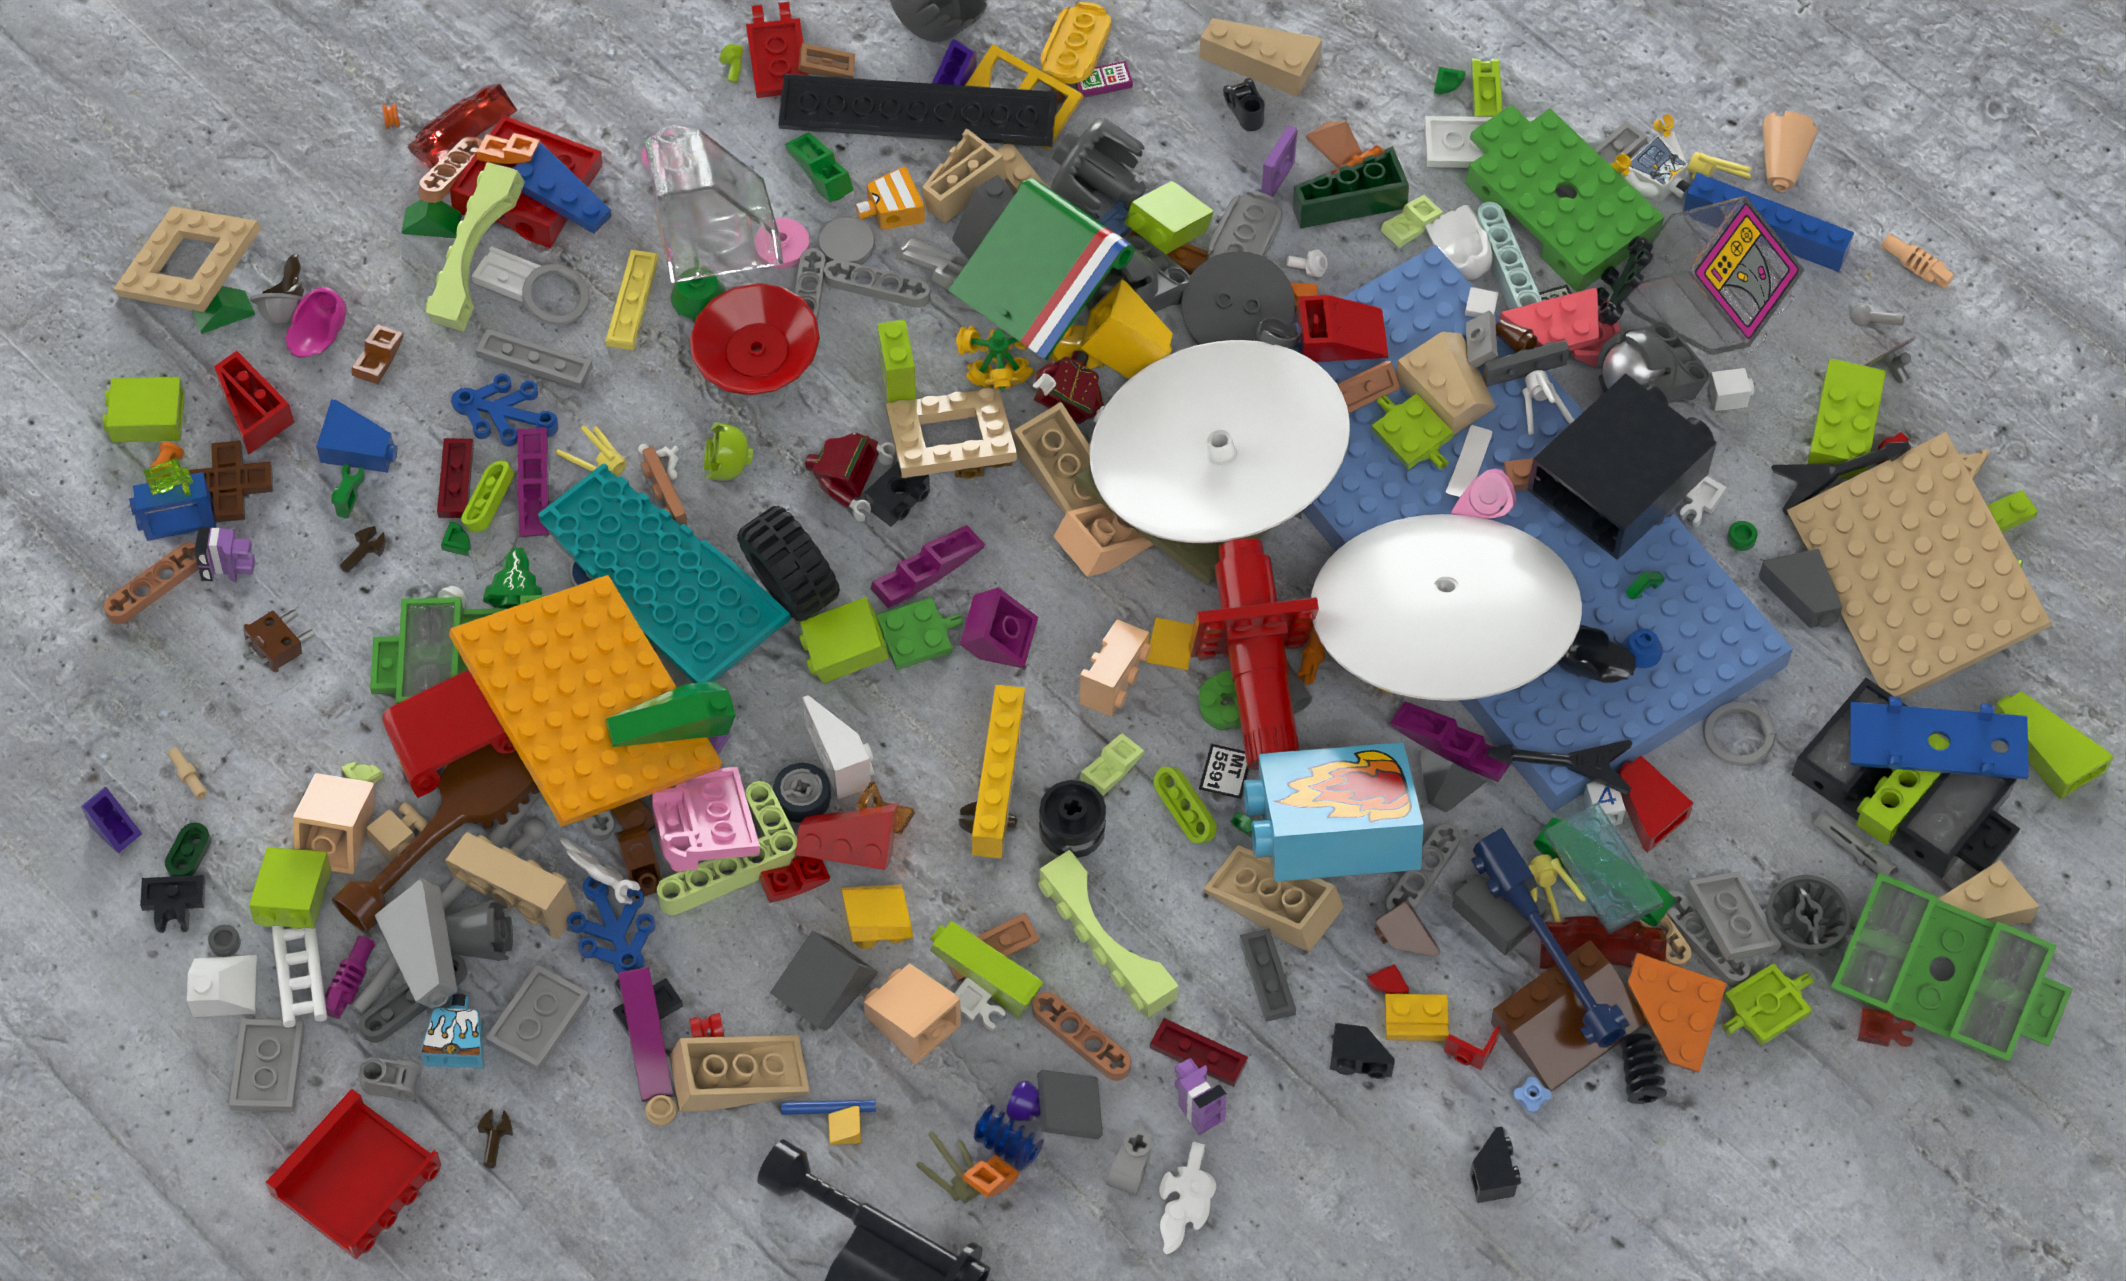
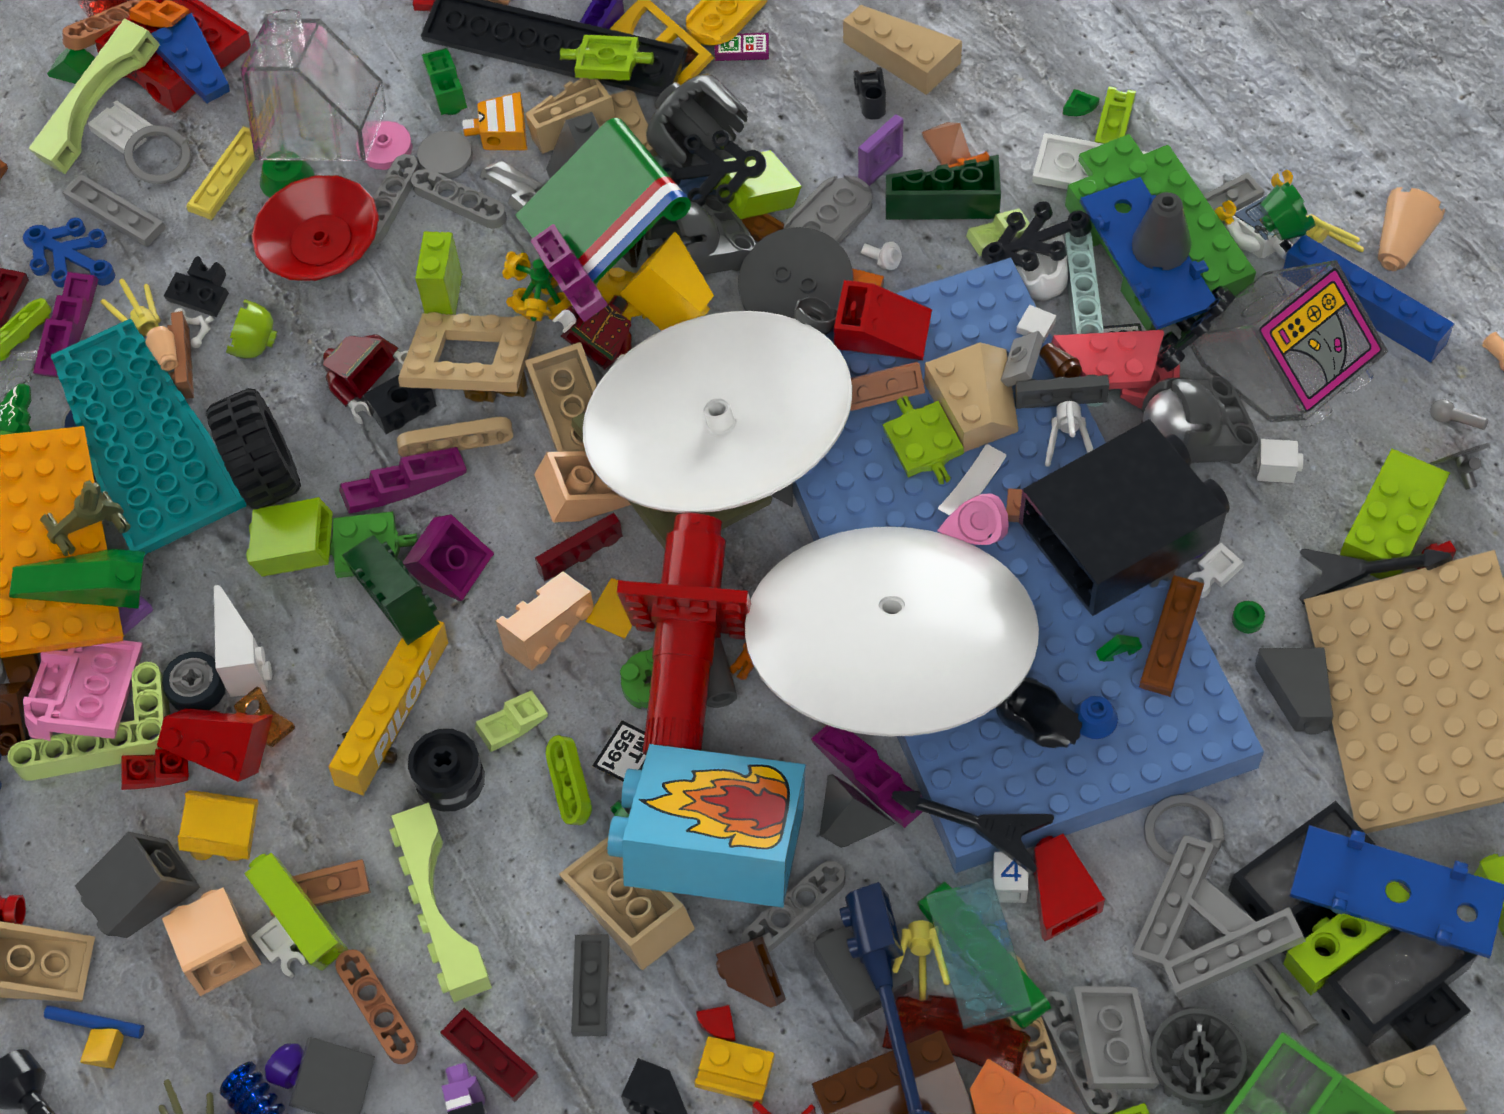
camera: 20 degrees right, 0 degrees up
(650, 483) = (162, 346): none -> light nougat cone
(652, 422) = (200, 289): none -> black plate
(658, 648) = (88, 509): none -> olive axle
(967, 513) = (482, 433): none -> tan beam
(969, 665) = (392, 588): none -> dark green wedge
(984, 116) = (606, 57): none -> lime plate
(1031, 337) = (569, 272): none -> magenta slope
(1120, 595) = (579, 547): none -> dark red plate
(1137, 209) = (718, 168): none -> black plant
(1451, 224) = (1033, 239): none -> black plant
(1576, 198) = (1162, 234): none -> dark grey cone
(1588, 242) = (1164, 294): none -> blue piece
(1679, 156) = (1286, 213): none -> green cone
(1686, 564) = (1171, 635): none -> dark orange tile
(1819, 810) = (1243, 939): none -> light grey plate

